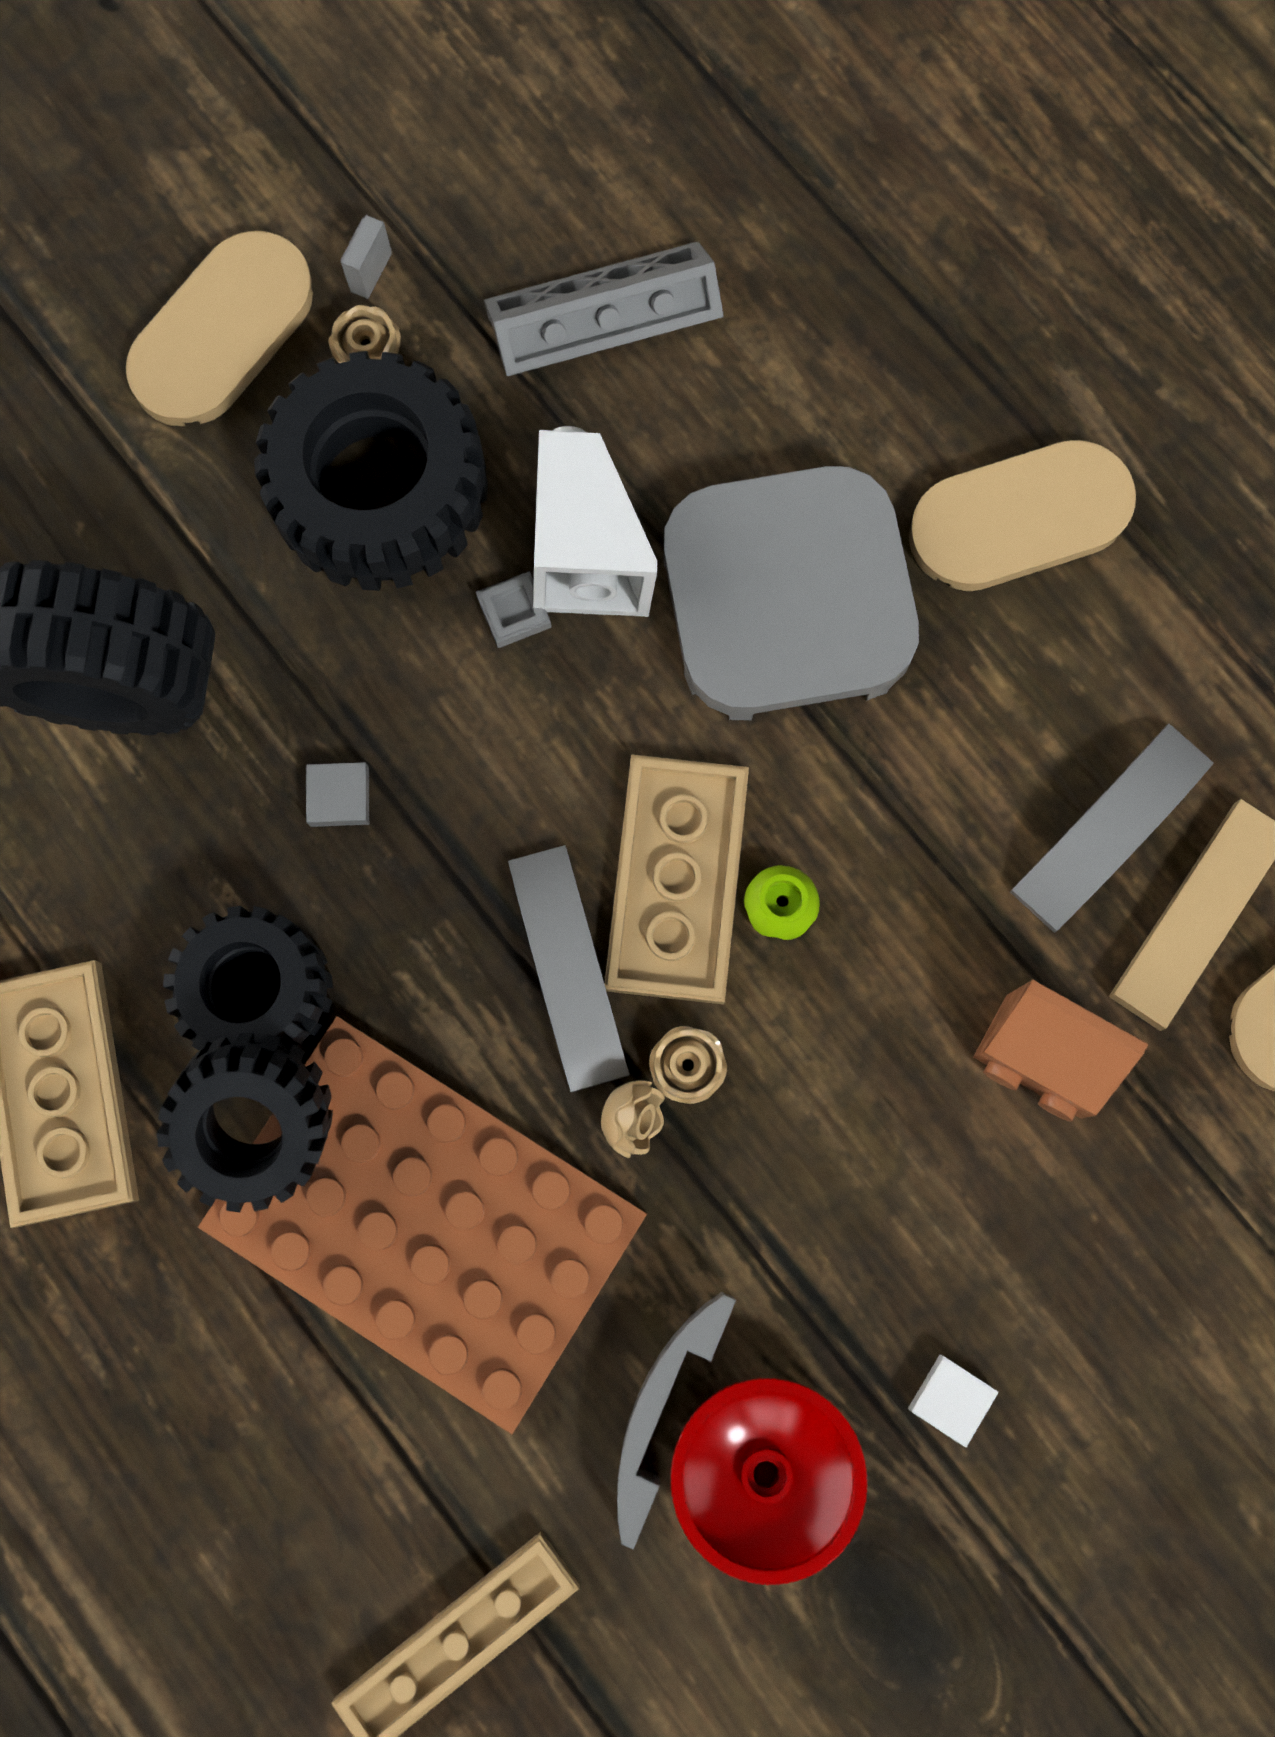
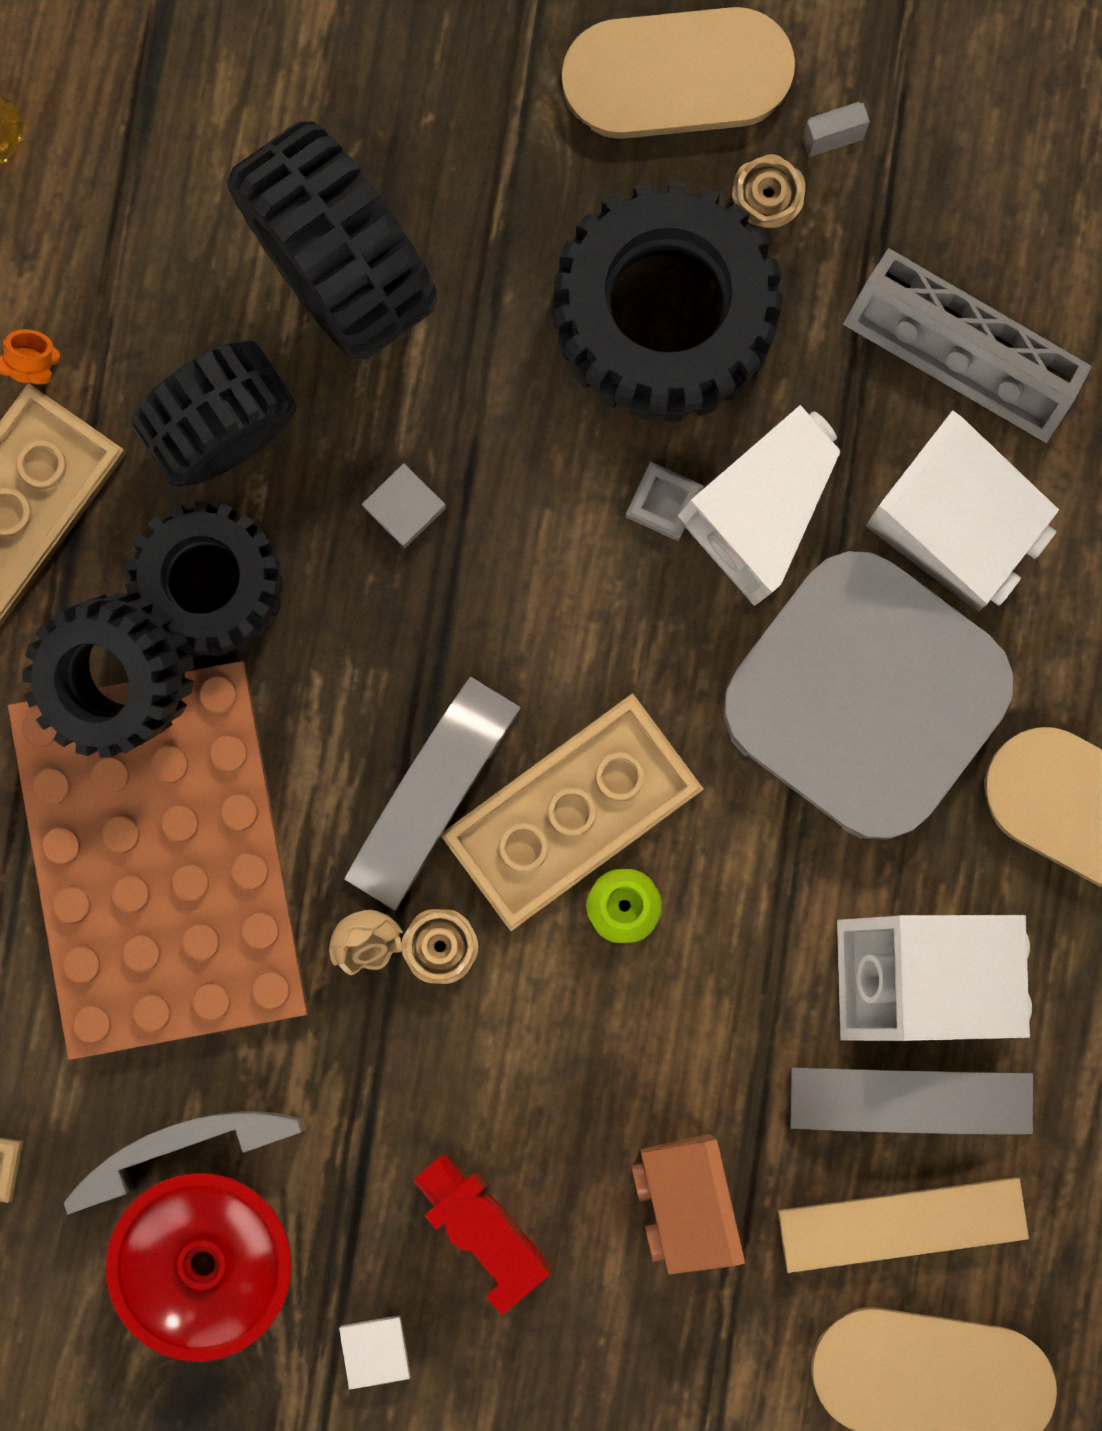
camera: 45 degrees right, 5 degrees up
(130, 861) = (213, 413): none -> black tyre
(722, 407) = (965, 515): none -> white slope
(941, 1225) = (483, 1227): none -> red hips
(1038, 728) = (933, 977): none -> white slope

